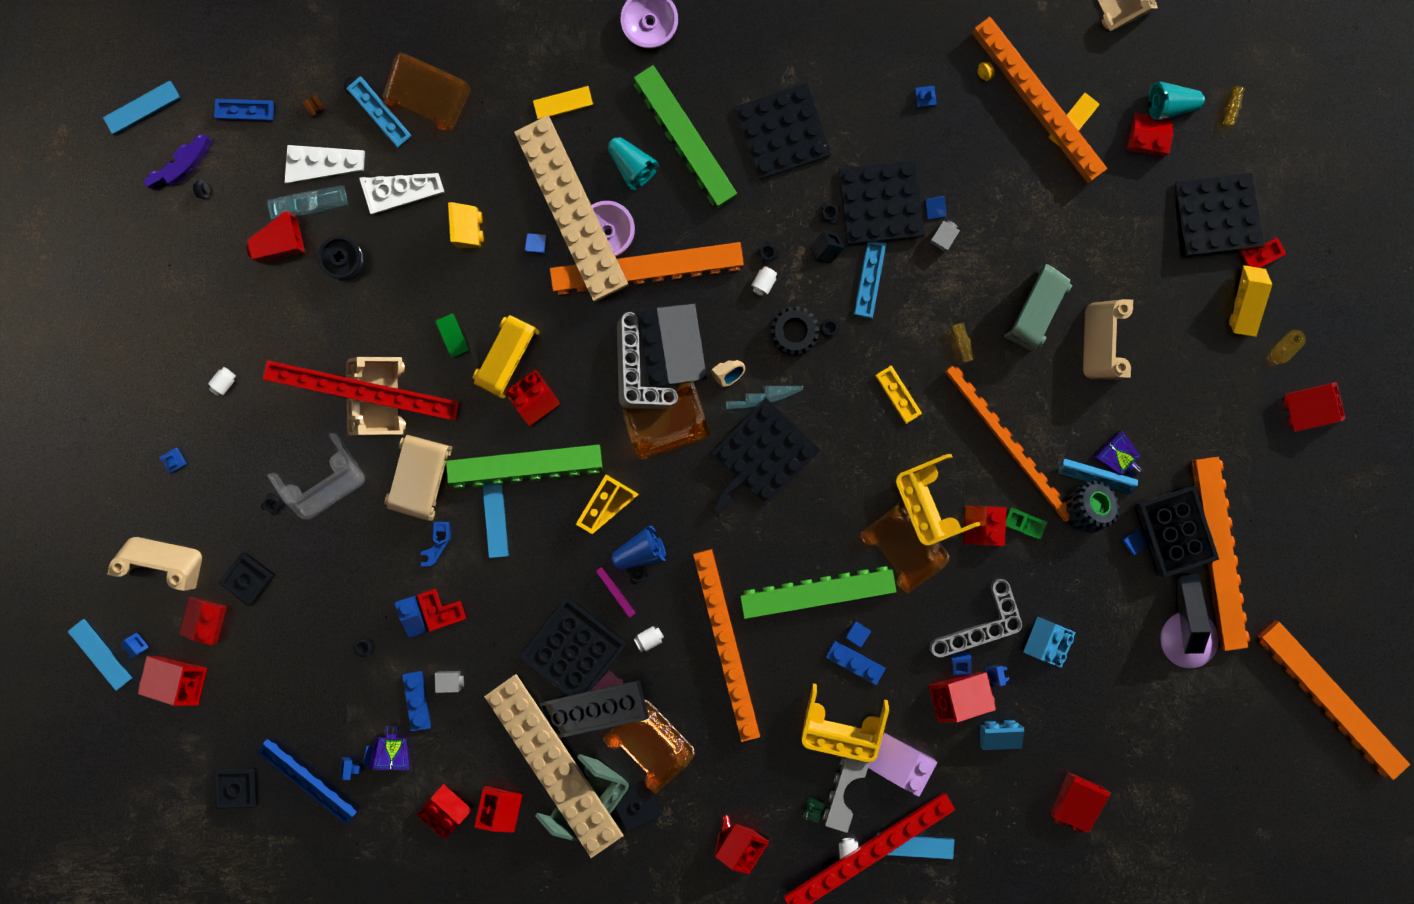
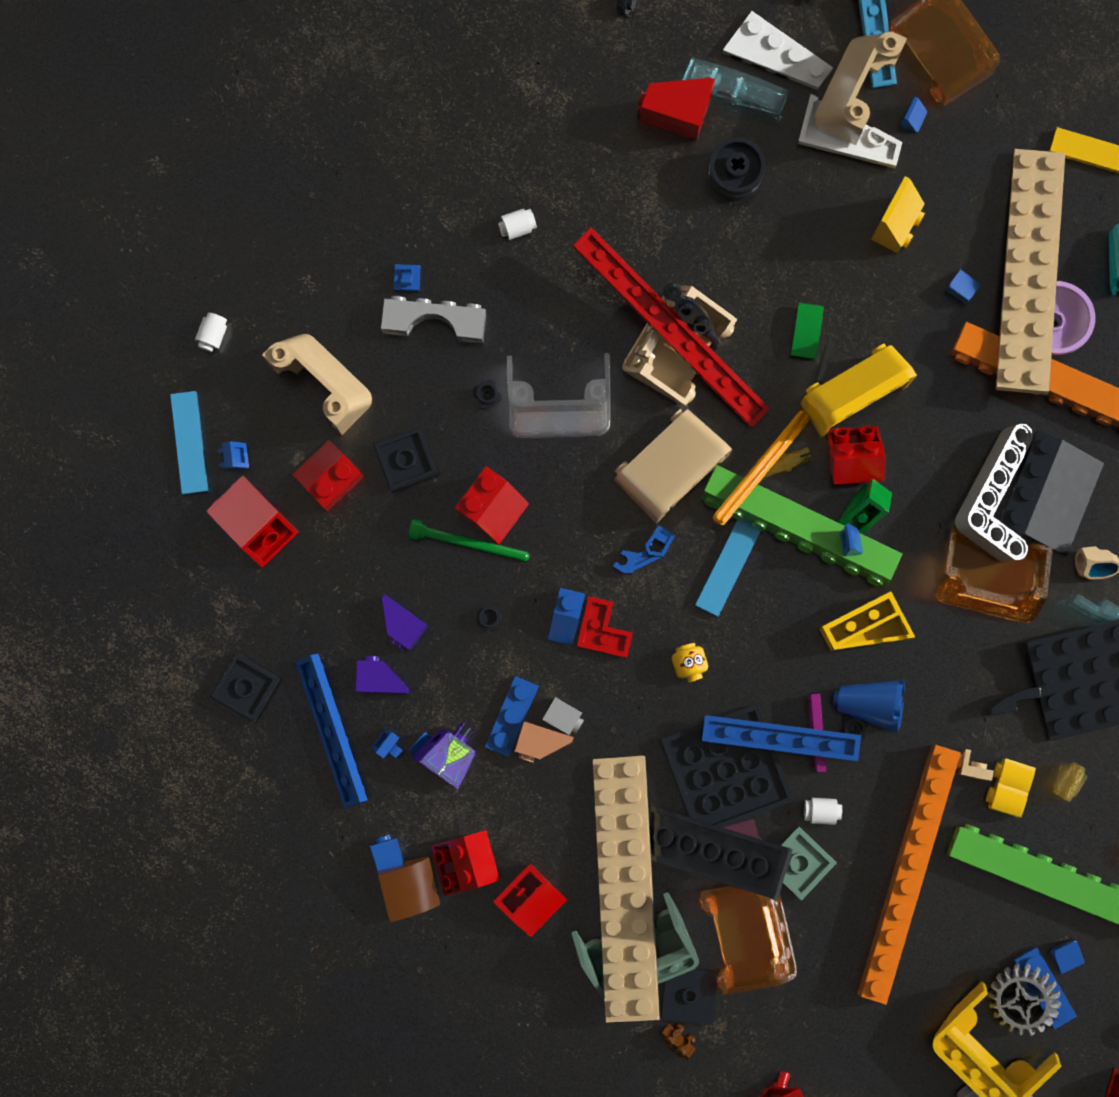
camera: 35 degrees right, 5 degrees down
(68, 575) = (211, 332): none -> white brick
(186, 488) = (402, 315): none -> light grey arch
(283, 619) = (420, 530): none -> green piece
(309, 687) = (401, 624): none -> dark purple slope
(315, 729) = (377, 677): none -> dark purple slope
(318, 576) = (492, 505): none -> red slope
(369, 374) = (692, 314): none -> black piece
(380, 179) = (840, 110): none -> tan windscreen
(392, 838) = (387, 853): none -> blue brick
(418, 850) = (409, 889): none -> reddish brown slope
(435, 149) = (914, 115): none -> blue slope
(443, 707) = (539, 742): none -> nougat slope
(475, 446) = (761, 468): none -> light orange axle
(490, 430) = (789, 461): none -> clear yellow pin
(507, 597) = (689, 662): none -> yellow head
(559, 428) = (867, 506): none -> green slope
(561, 457) = (851, 541): none -> blue slope
(593, 611) = (781, 738): none -> blue plate
(644, 840) = (676, 1042): none -> reddish brown piece
(656, 679) = (807, 863): none -> sand green plate
(730, 553) = (976, 770): none -> tan bracket
(759, 550) = (1010, 788): none -> yellow brick
(793, 523) = (1069, 781): none -> clear yellow brick
(845, 689) = (1027, 1020): none -> light grey gear

